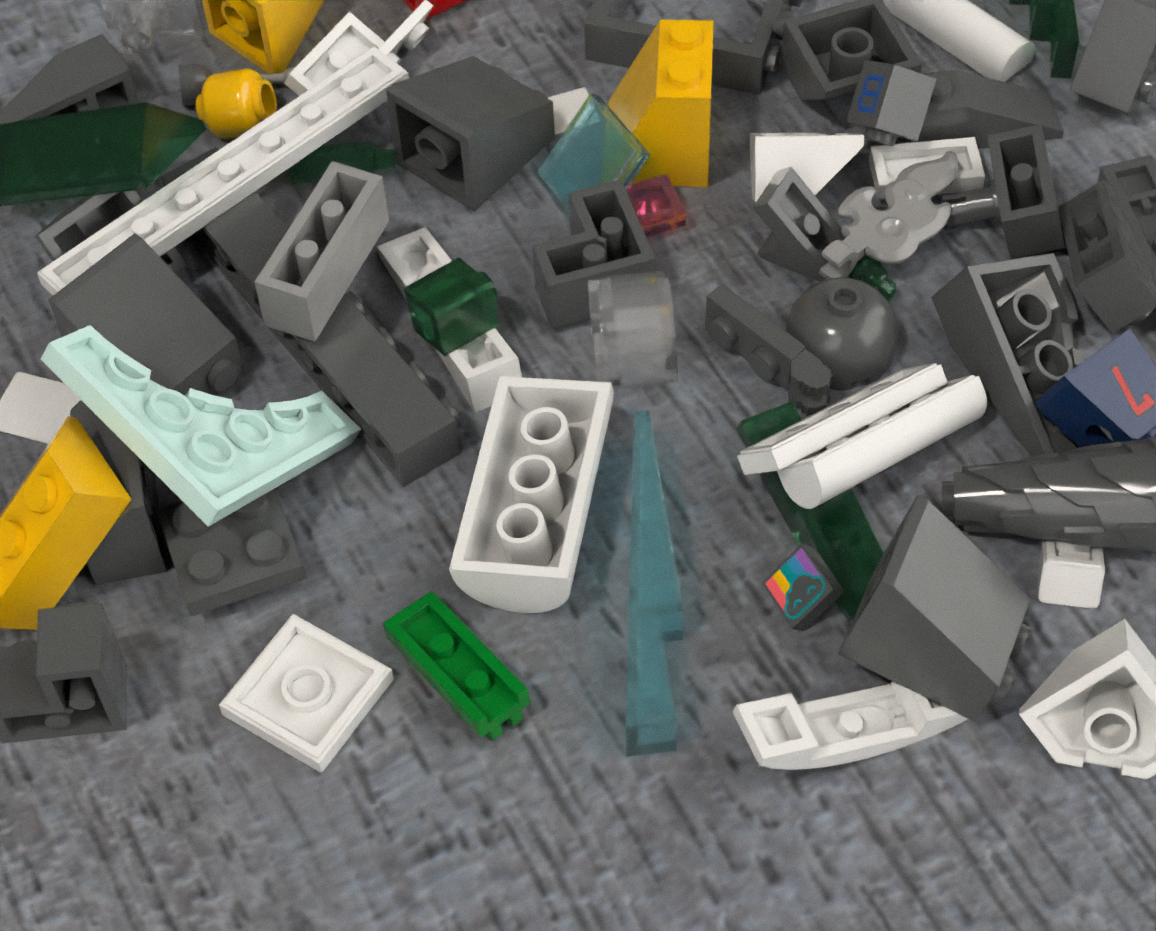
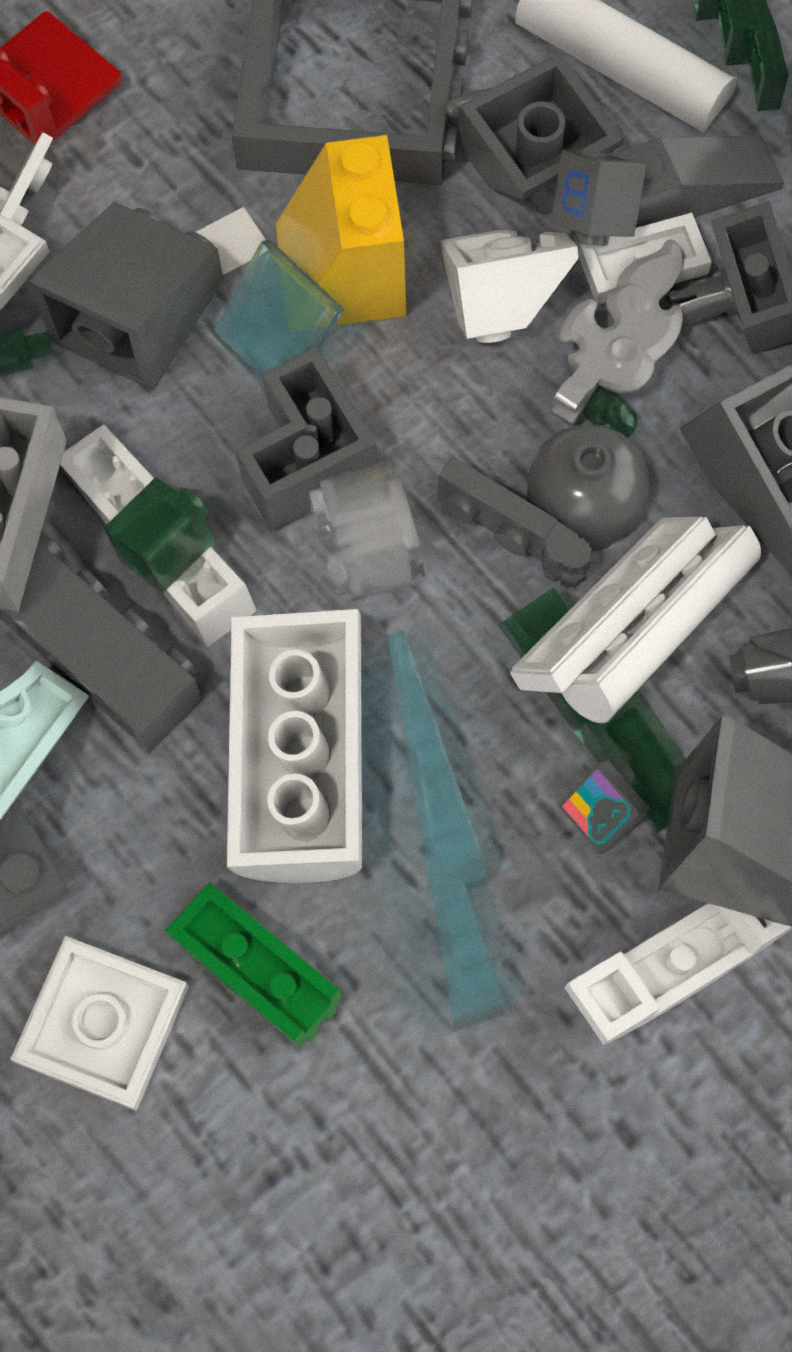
camera: 10 degrees left, 15 degrees up
(657, 205) = (356, 357): clear pink plate -> none
(798, 225) = (518, 362): dark grey slope -> none

